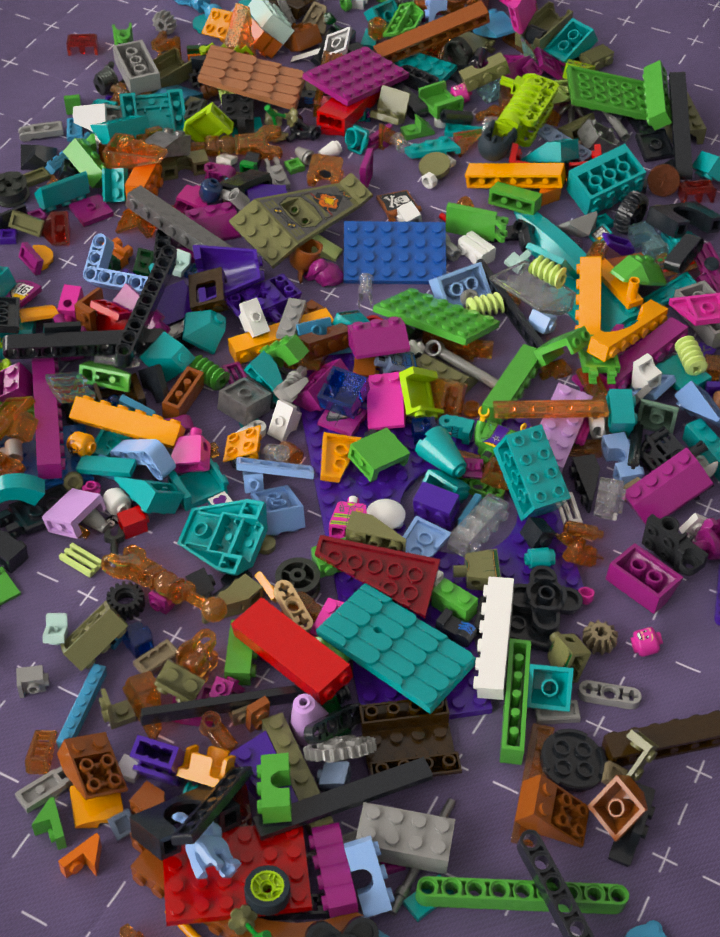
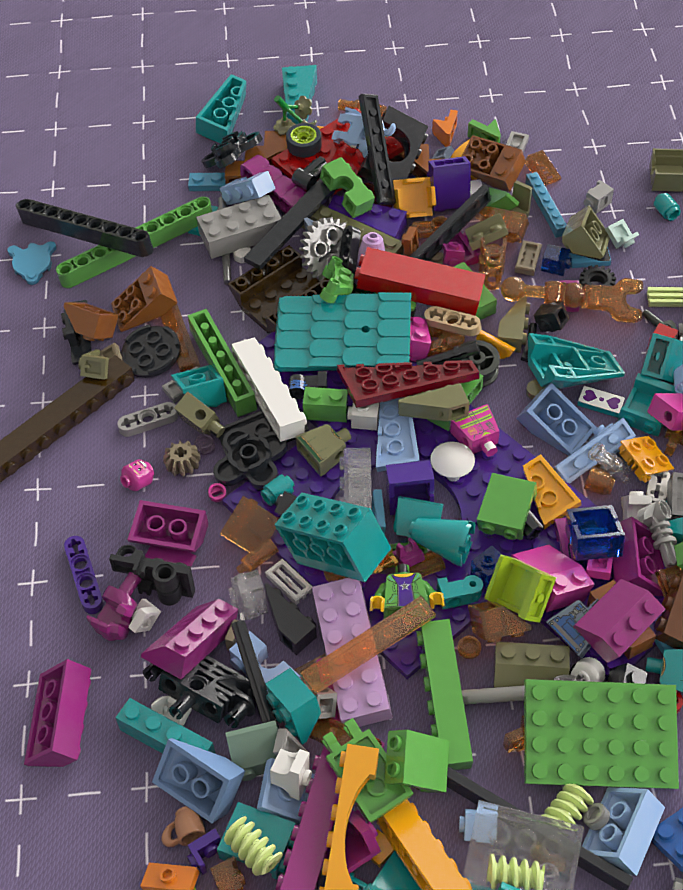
camera: 150 degrees right, 5 degrees up
(125, 719) = (501, 200): none -> bright green slope
(301, 835) = (309, 175): none -> black piece
(322, 582) = (455, 354): none -> black pin
(362, 688) = (340, 280): none -> bright green plate

